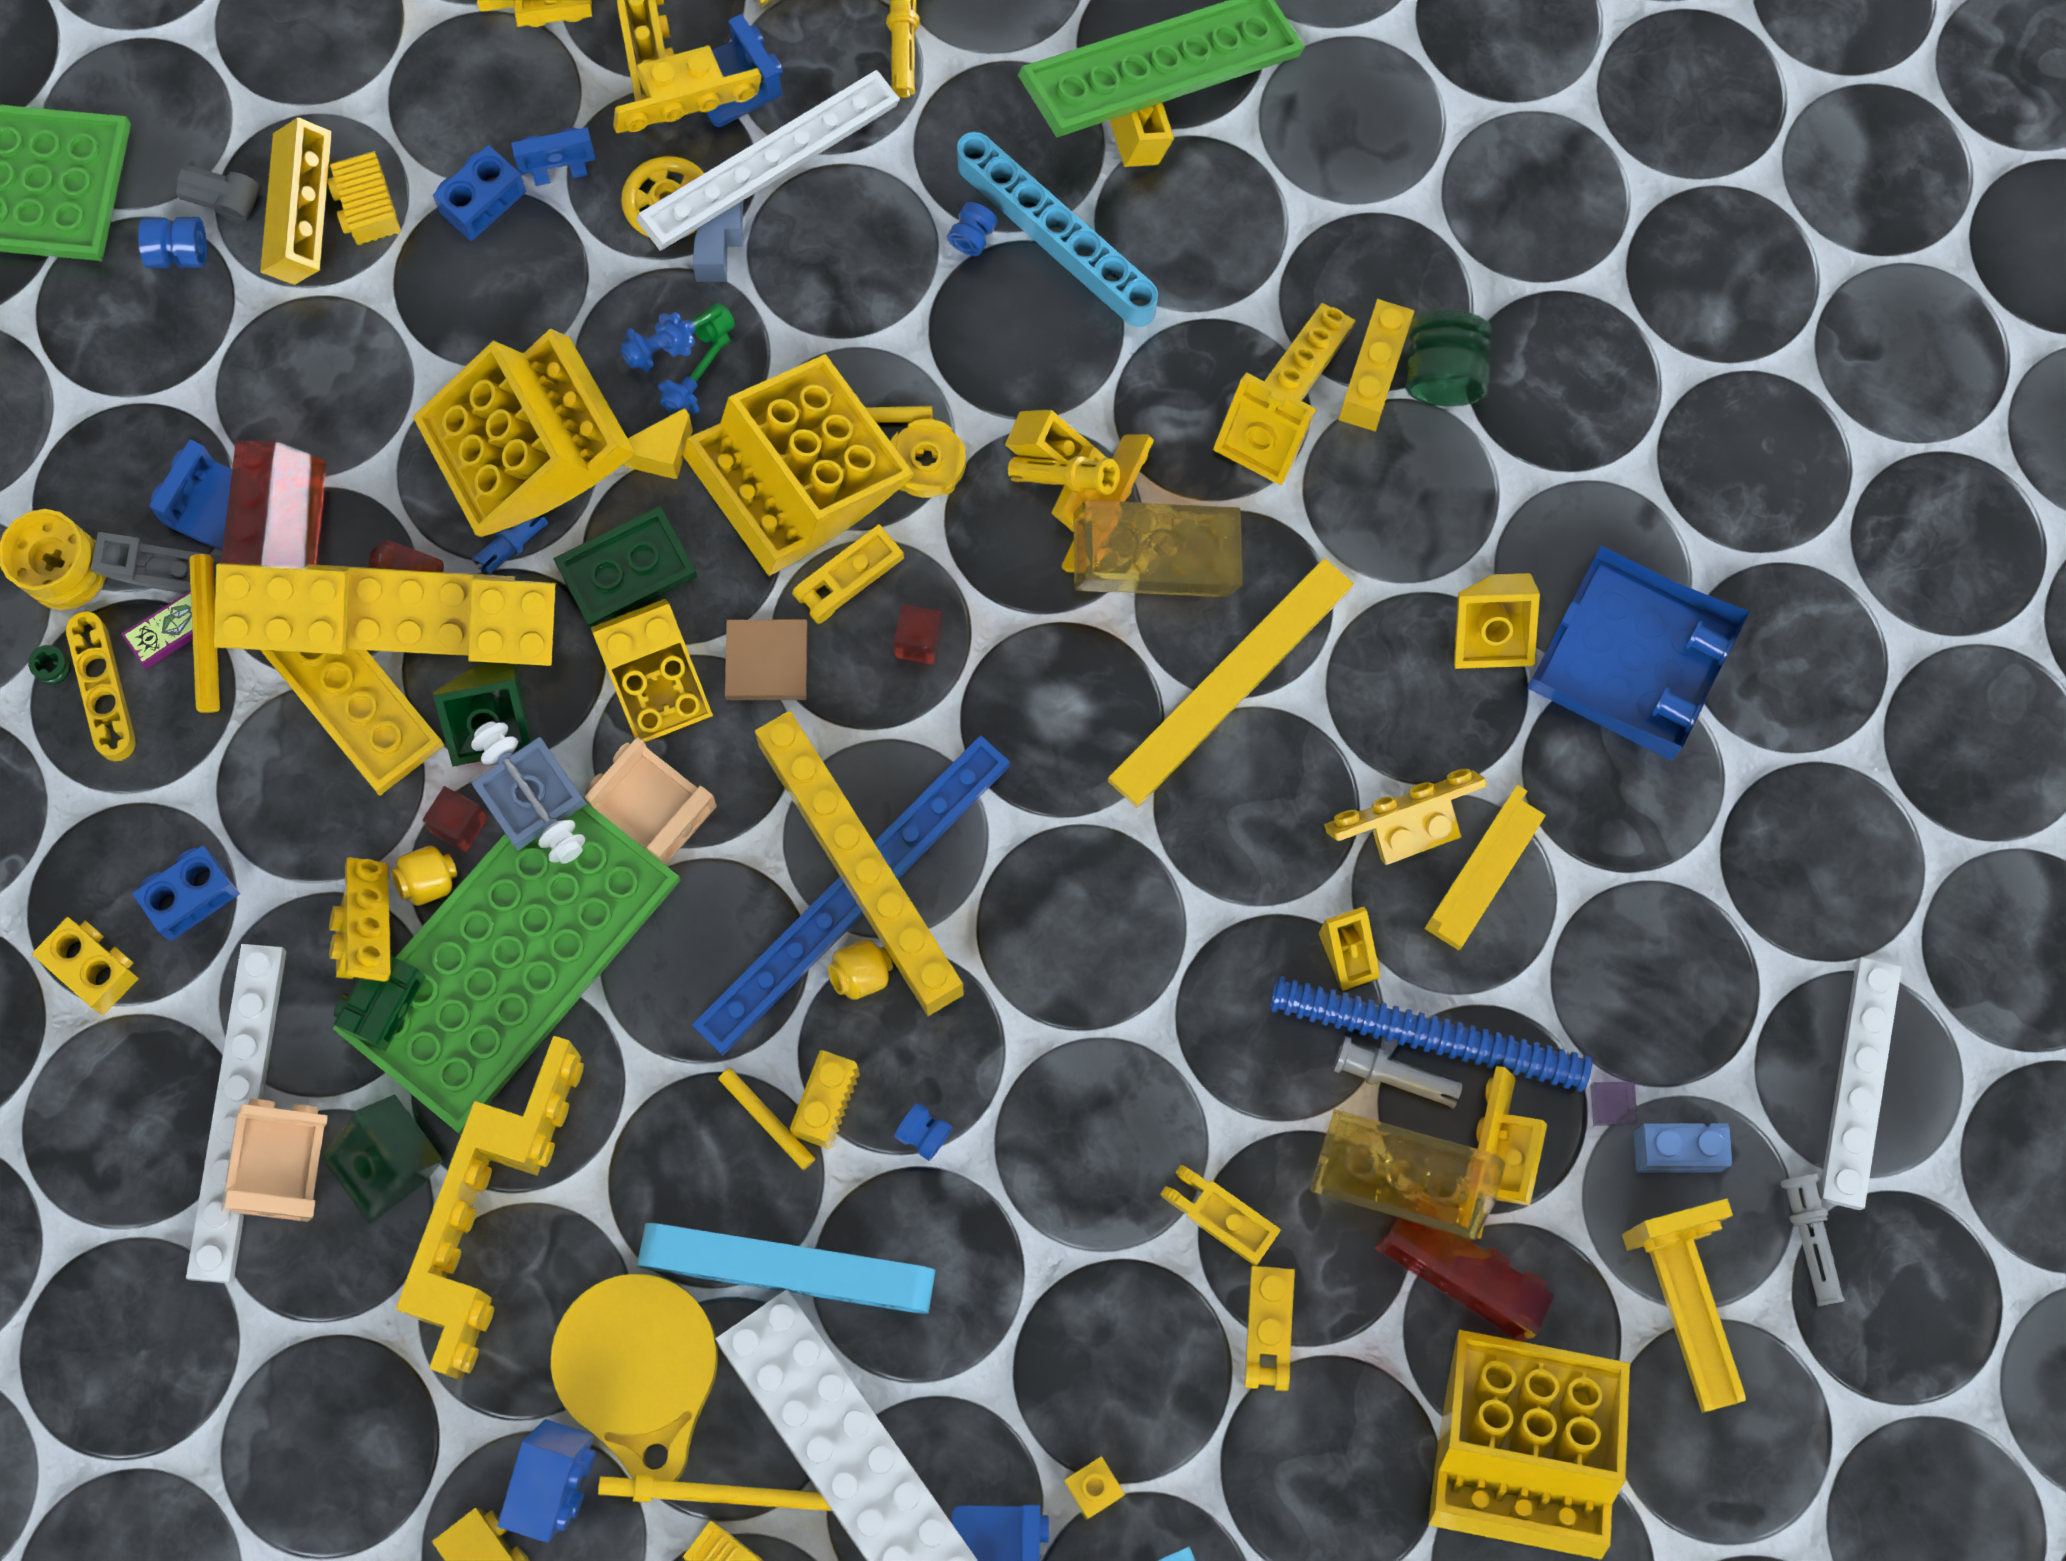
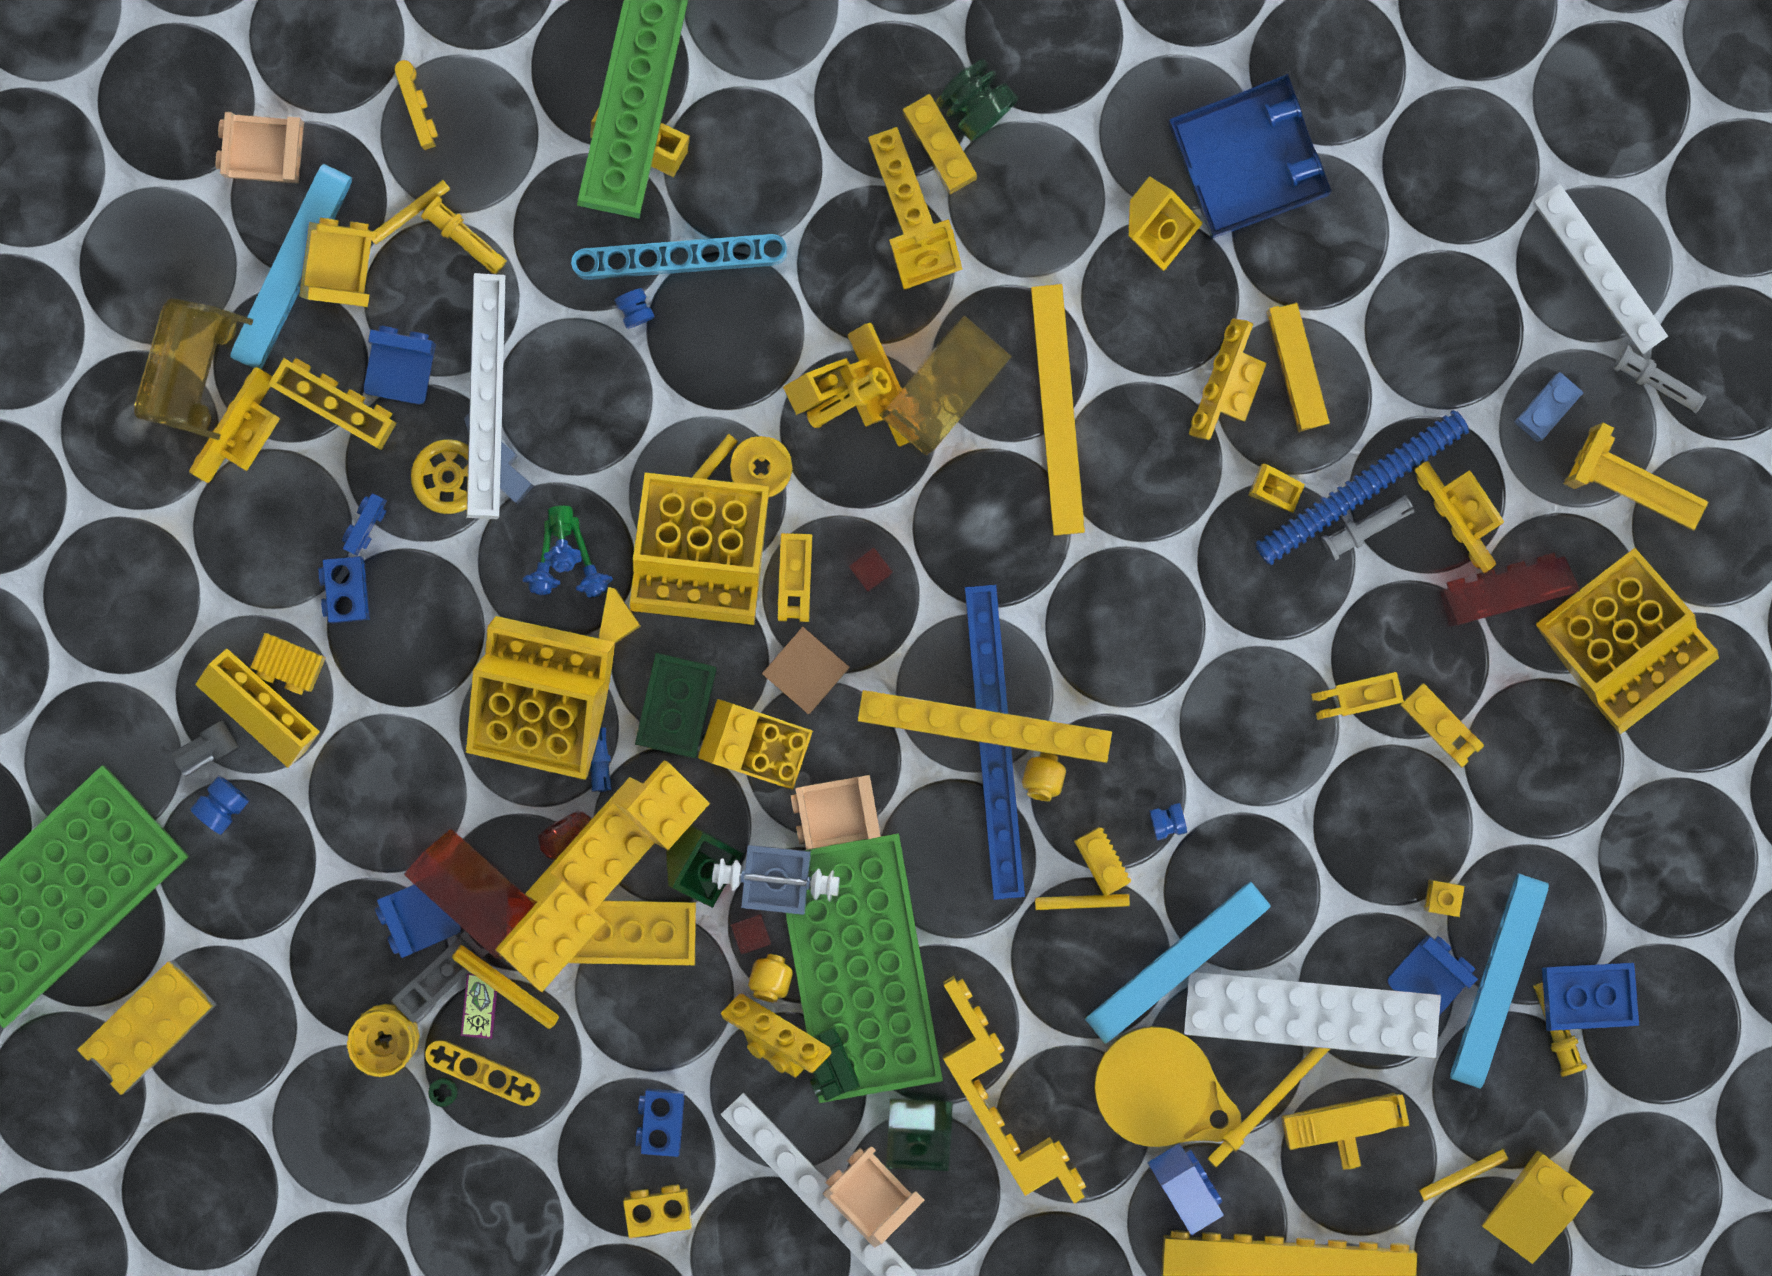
camera: 40 degrees left, 15 degrees up
(681, 87) = (388, 406): yellow bracket -> none
(1408, 1174) = (1432, 578): clear yellow slope -> none
(1613, 1103) = (1490, 419): clear purple tile -> none

